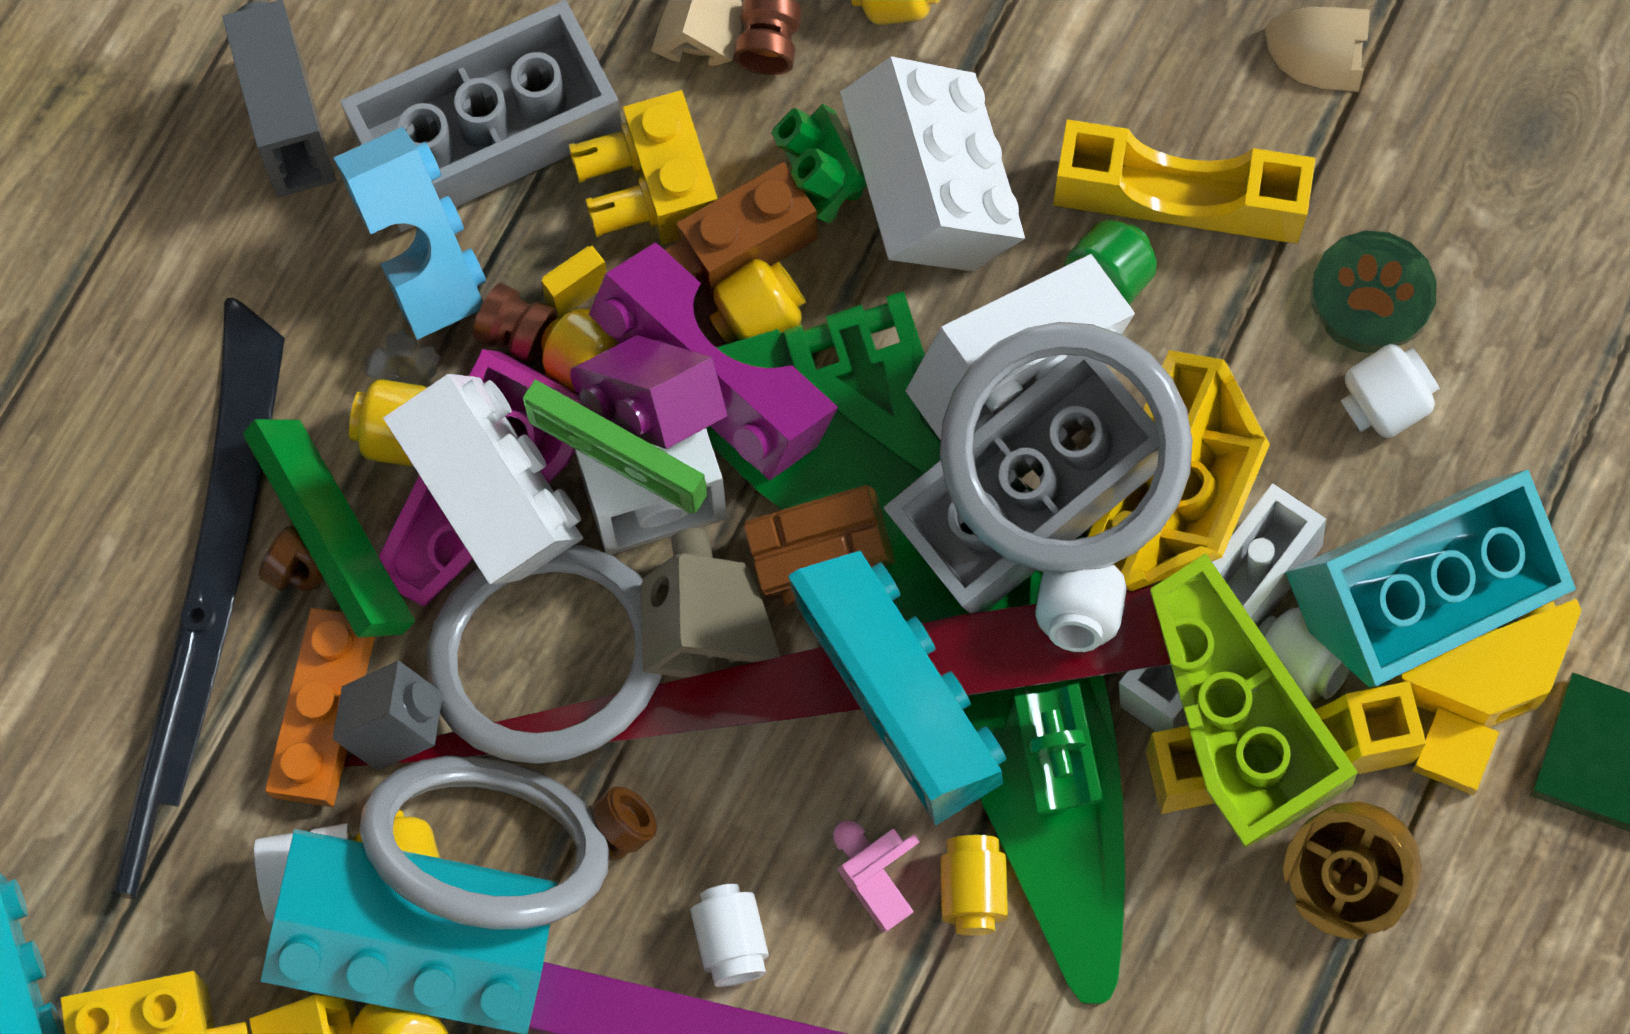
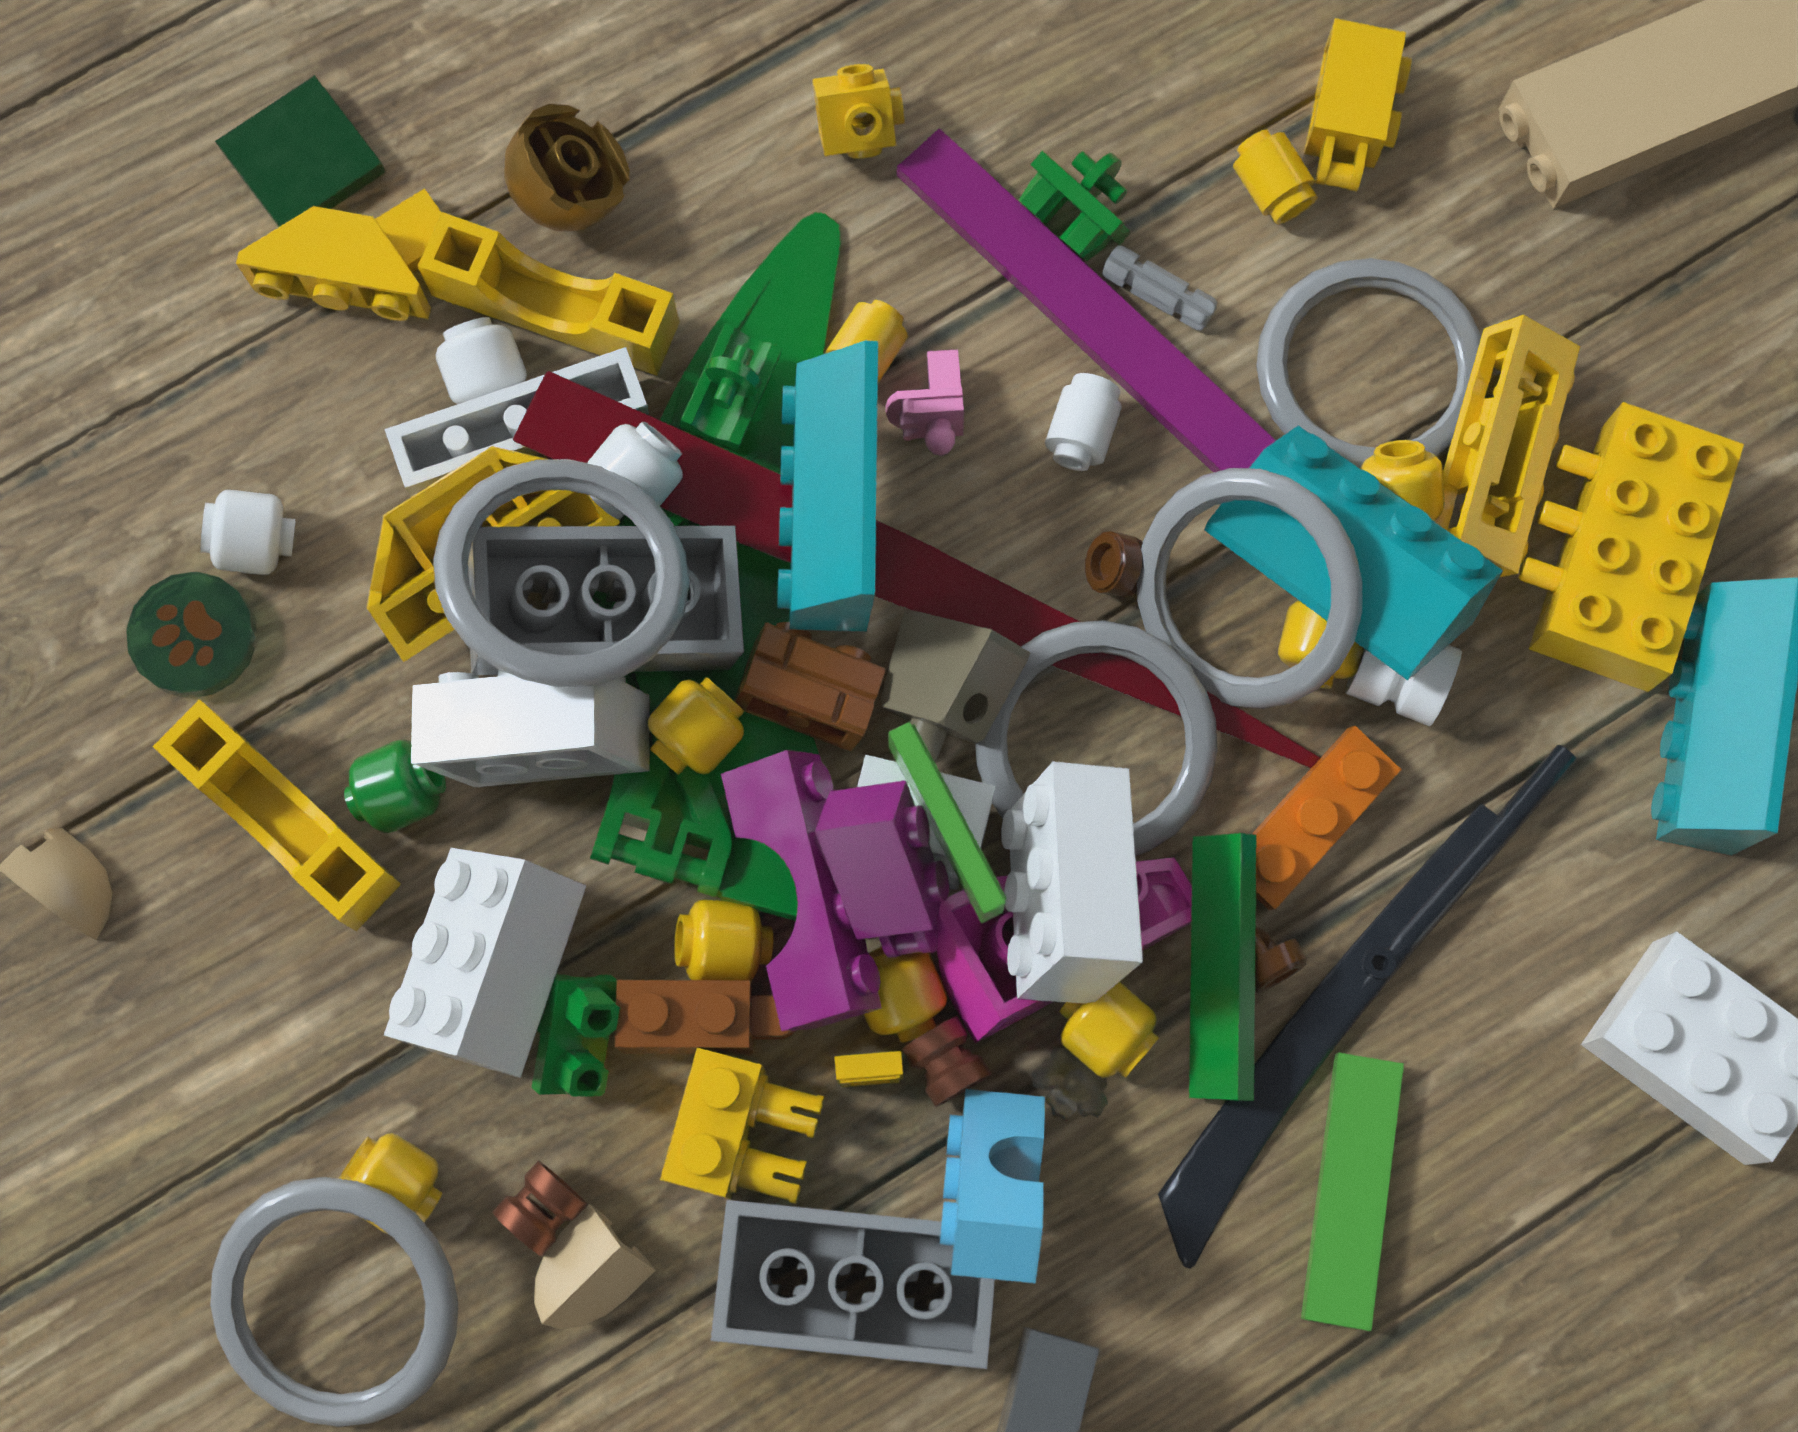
camera: 150 degrees left, 5 degrees up
(124, 428) = (1352, 1192): none -> bright green tile
(388, 715) = (1265, 756): dark grey brick -> none
(888, 441) = (695, 726): none -> yellow head
(1250, 724) = (569, 295): lime wedge -> none
(1433, 579) = (335, 341): teal slope -> none

